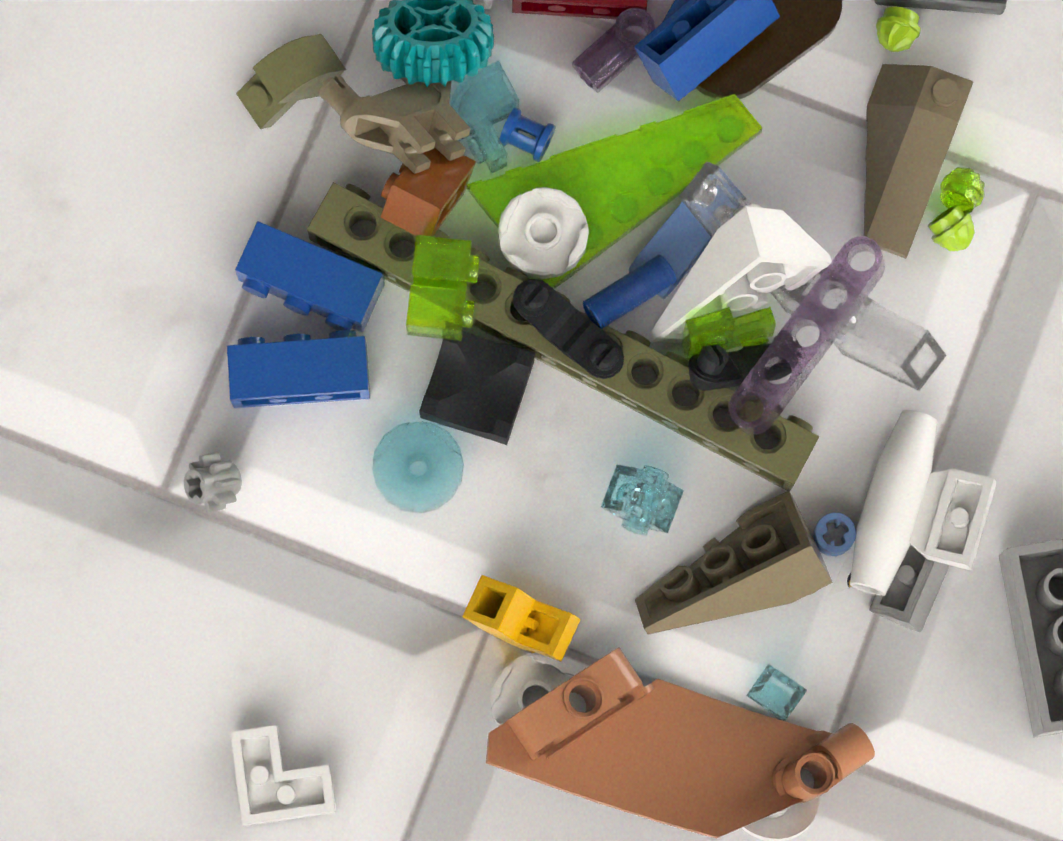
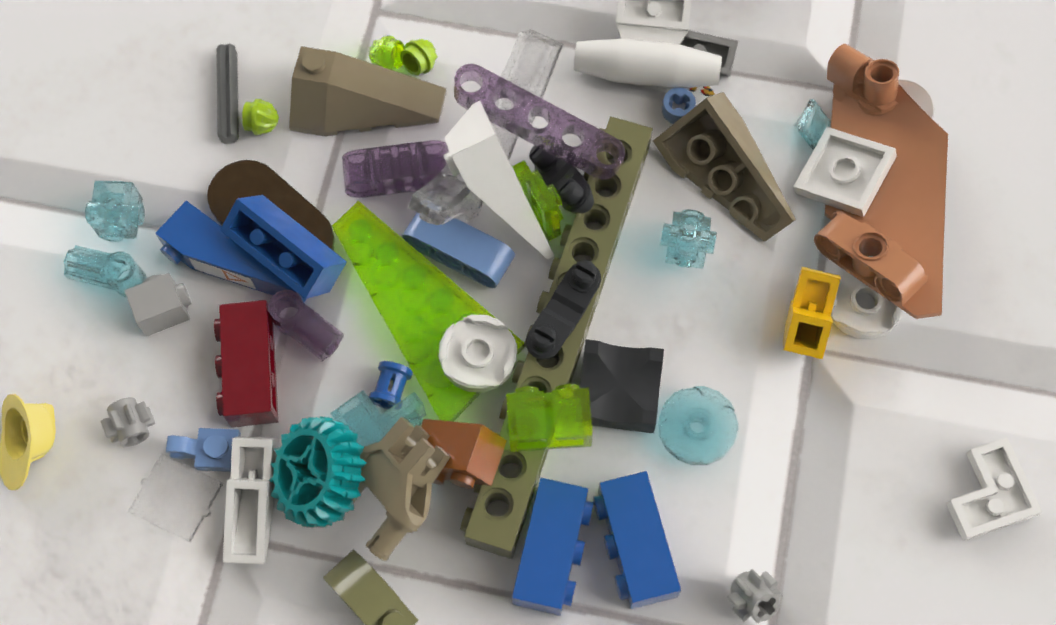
camera: 95 degrees left, 10 degrees down
(623, 288) = (512, 257): blue piece -> none
(704, 712) = (845, 171): none -> white tile
(801, 171) = (392, 168): none -> clear purple beam

